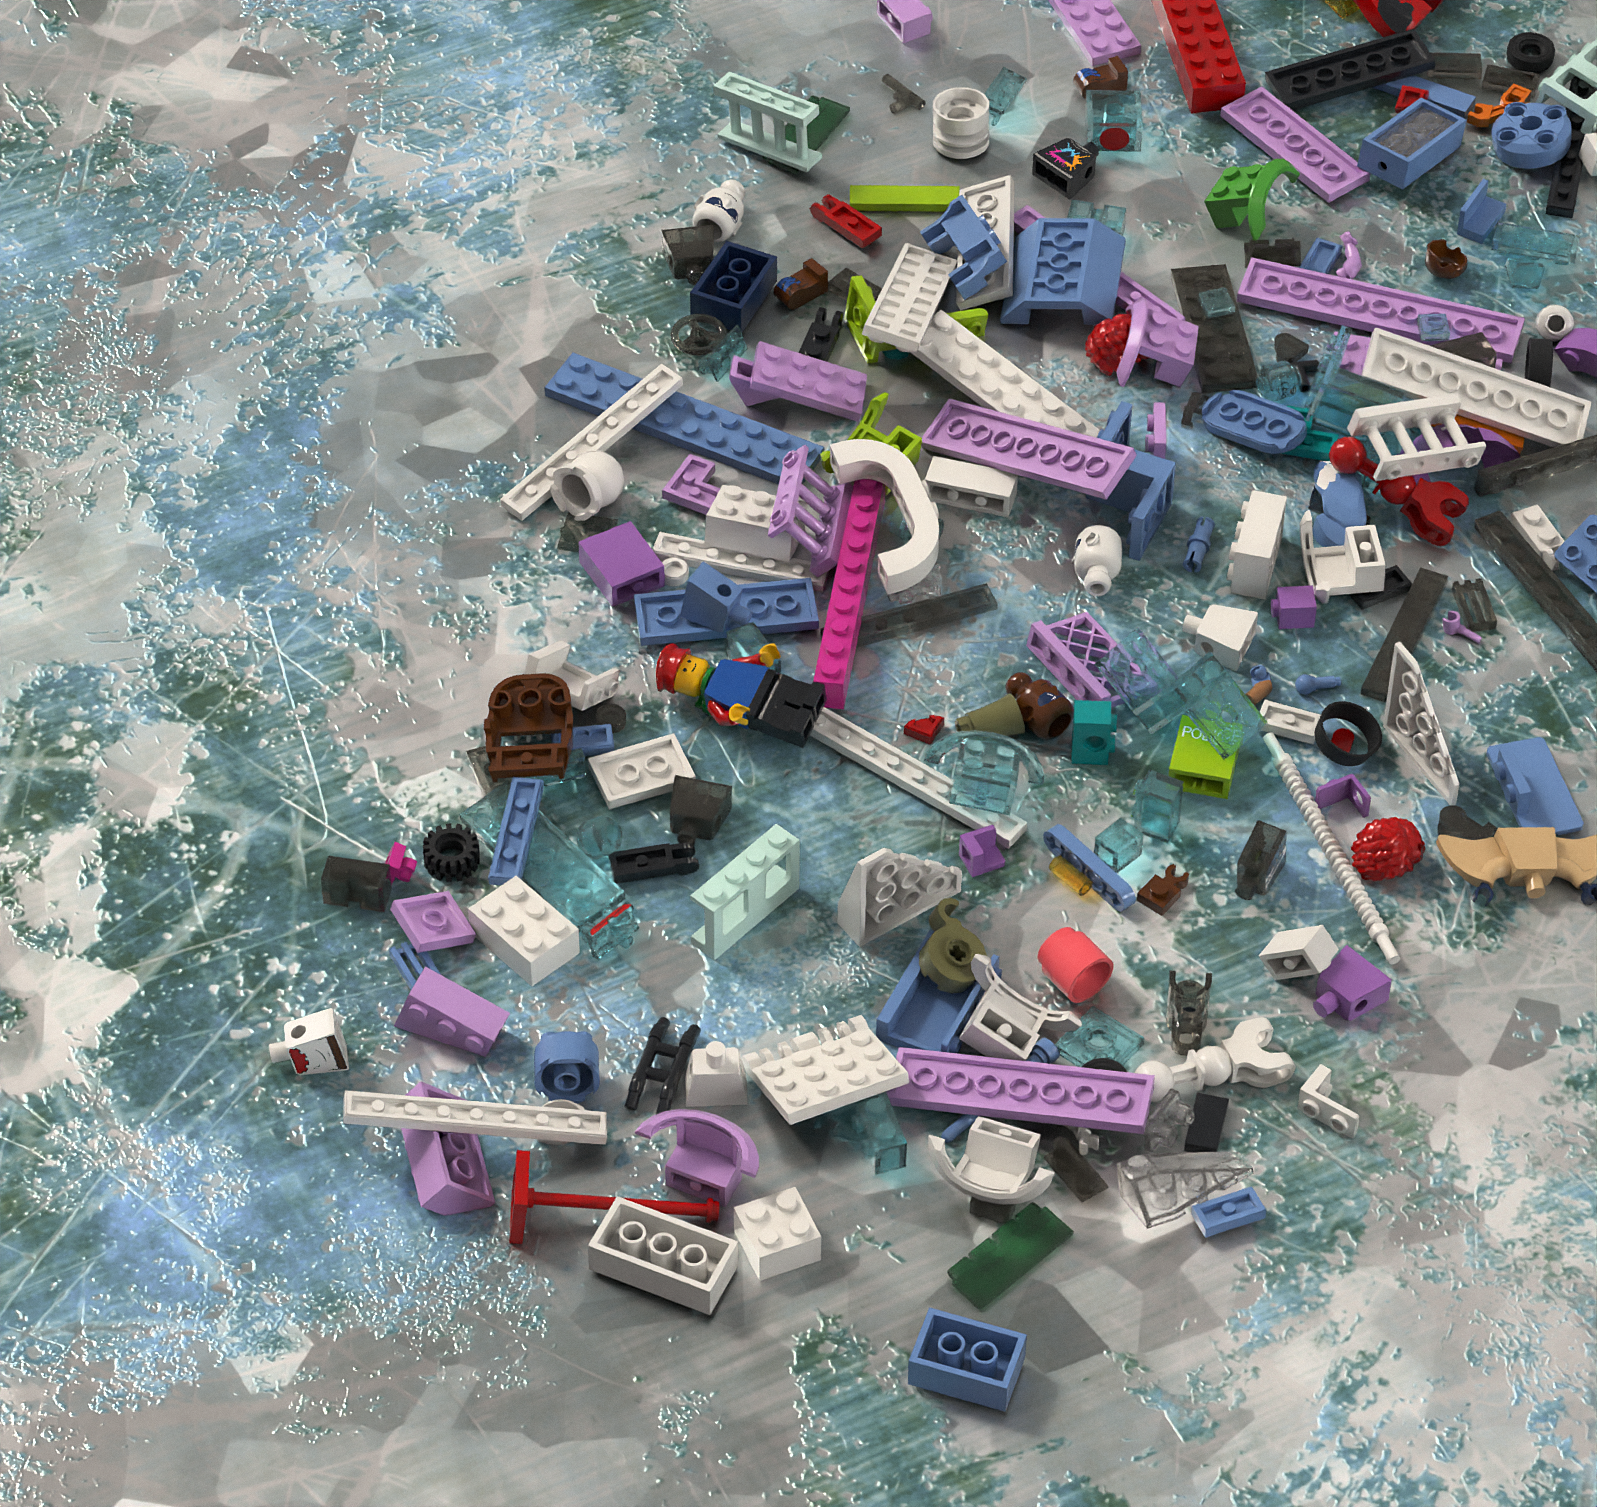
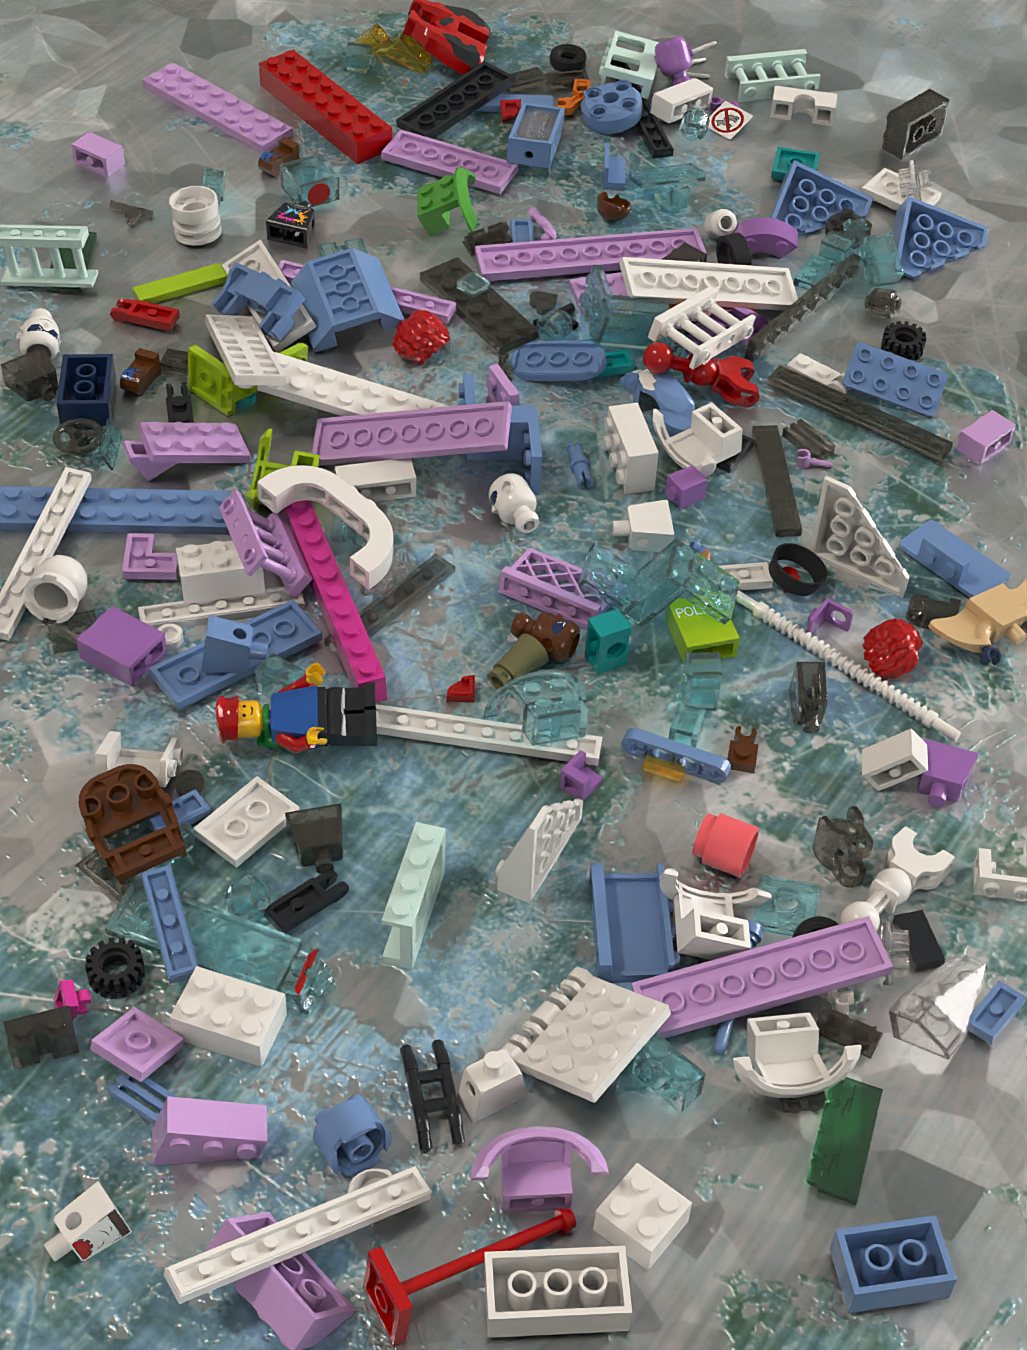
camera: 30 degrees left, 0 degrees up
(949, 950) = (624, 875): olive piece -> none
(1160, 338) = (457, 321): lavender piece -> none
(1307, 684) = (735, 542): medium blue piece -> none
(1433, 327) = (640, 250): clear light blue tile -> none

